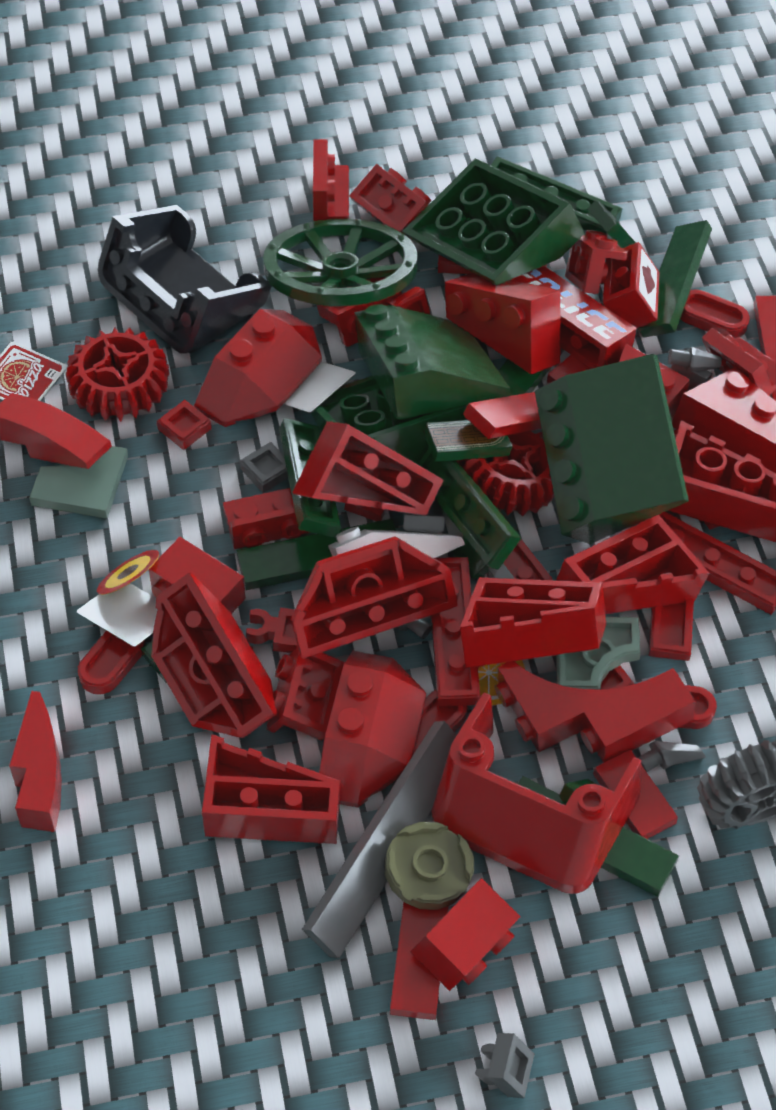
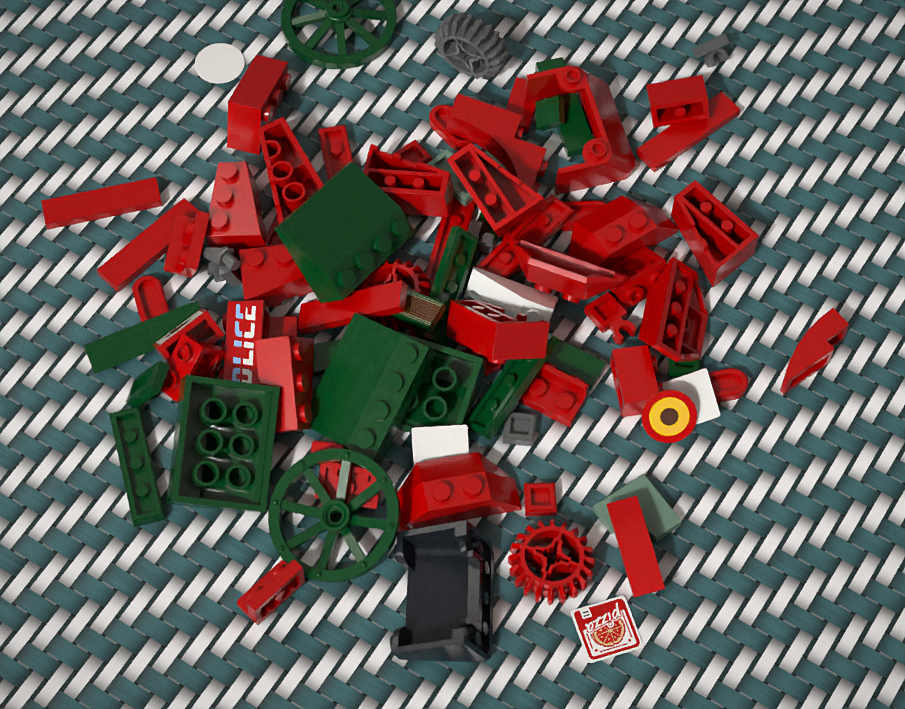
camera: 135 degrees left, 5 degrees up
(363, 872) = (665, 176): dark grey tile -> none
(388, 199) = (242, 544): red bracket -> none
(429, 865) = (661, 144): olive tile -> none

